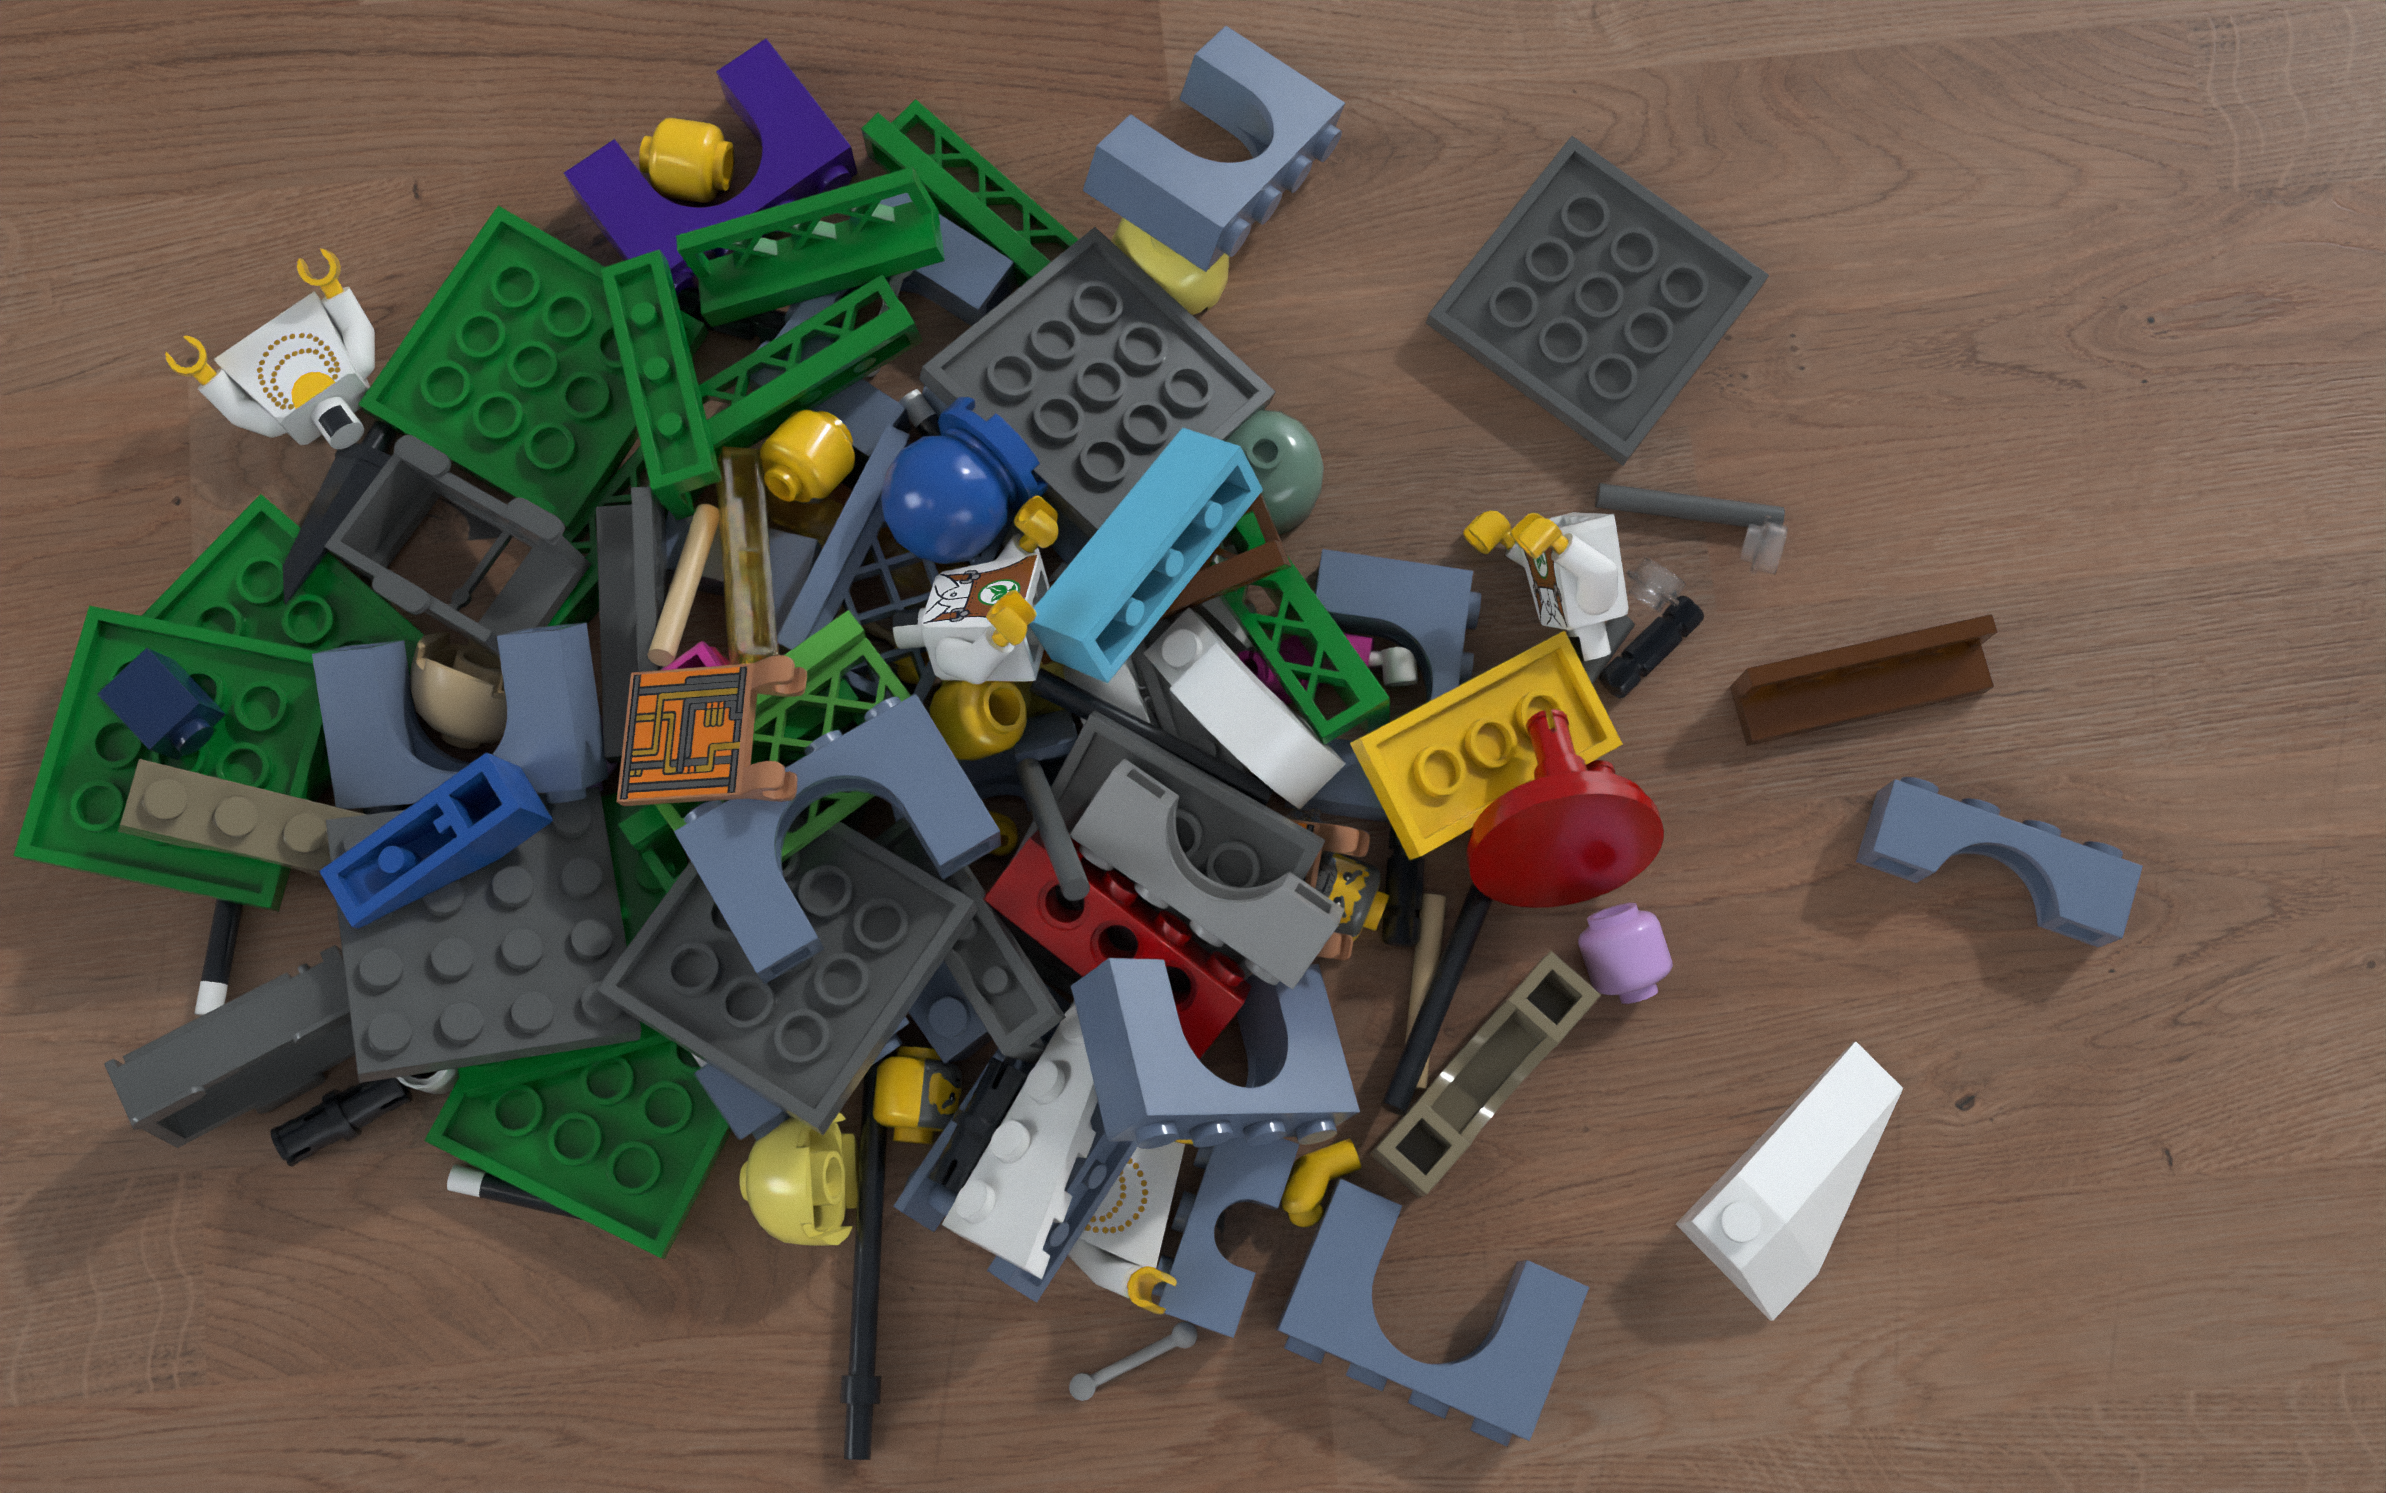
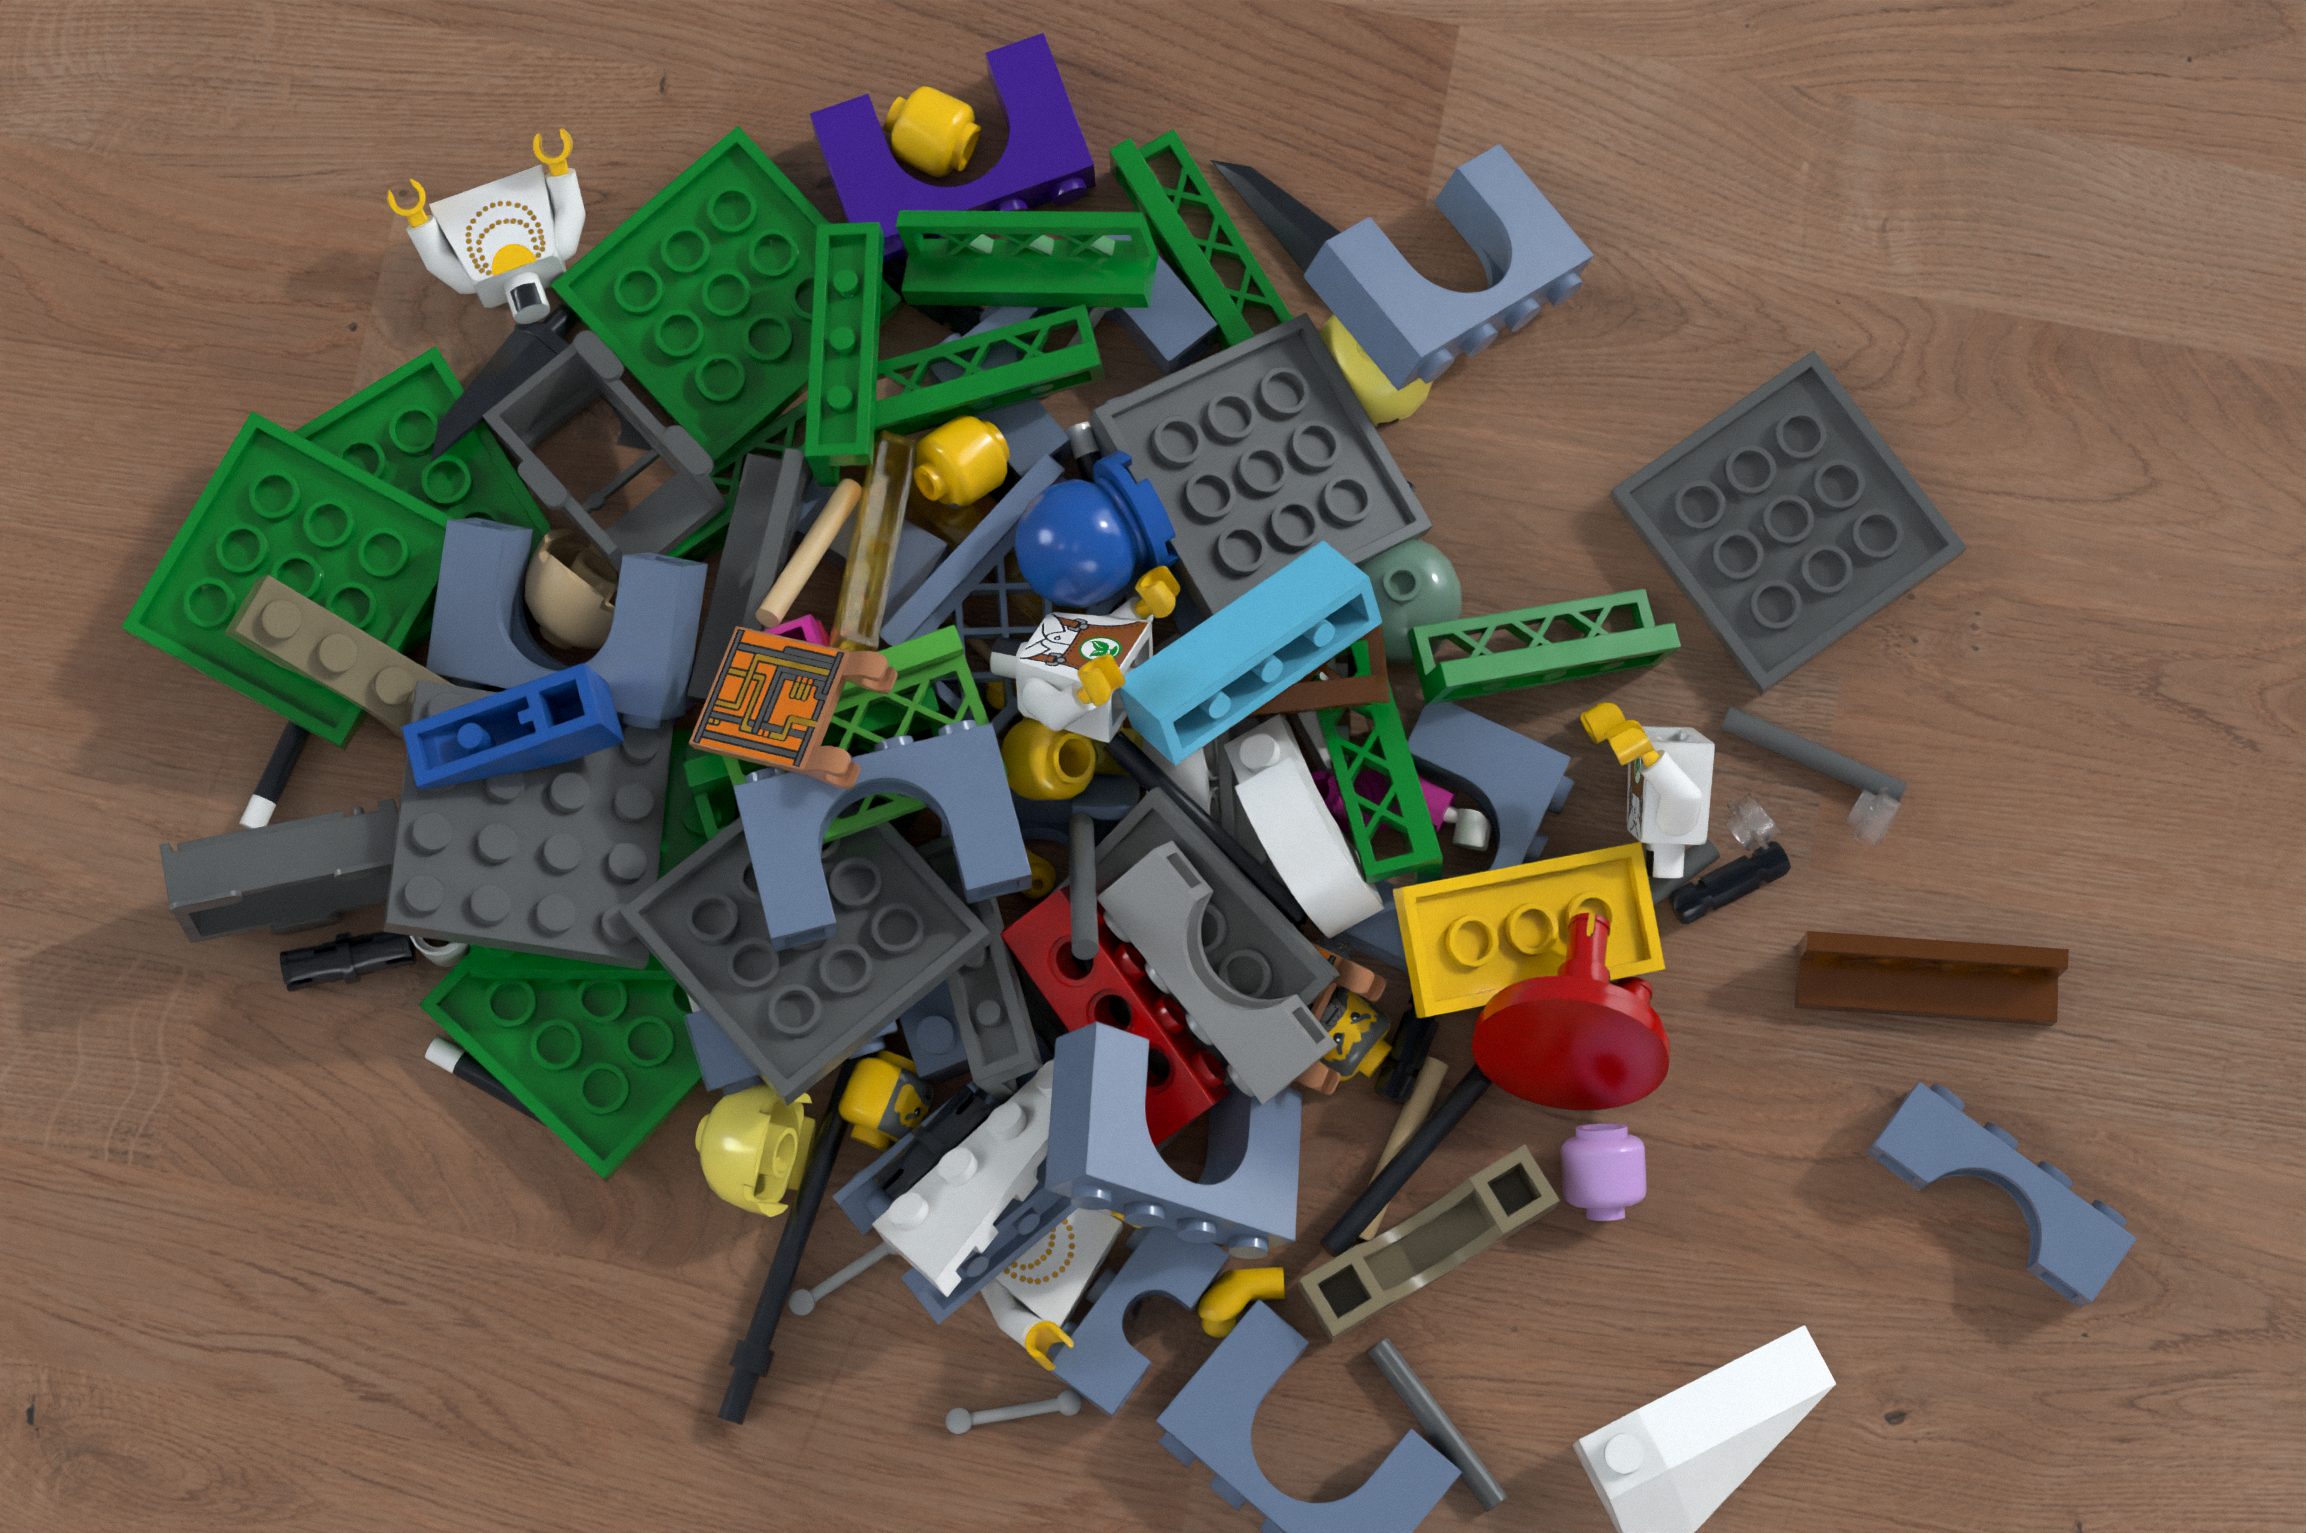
camera: 25 degrees right, 0 degrees up
(162, 705) = (296, 527): dark blue brick -> none
(895, 1315) = (804, 1302): none -> light grey hinge
(1050, 154) = (1288, 220): none -> black bar
(1413, 489) = (1540, 660): none -> green fence
(1544, 1244) = (1437, 1424): none -> dark grey bar

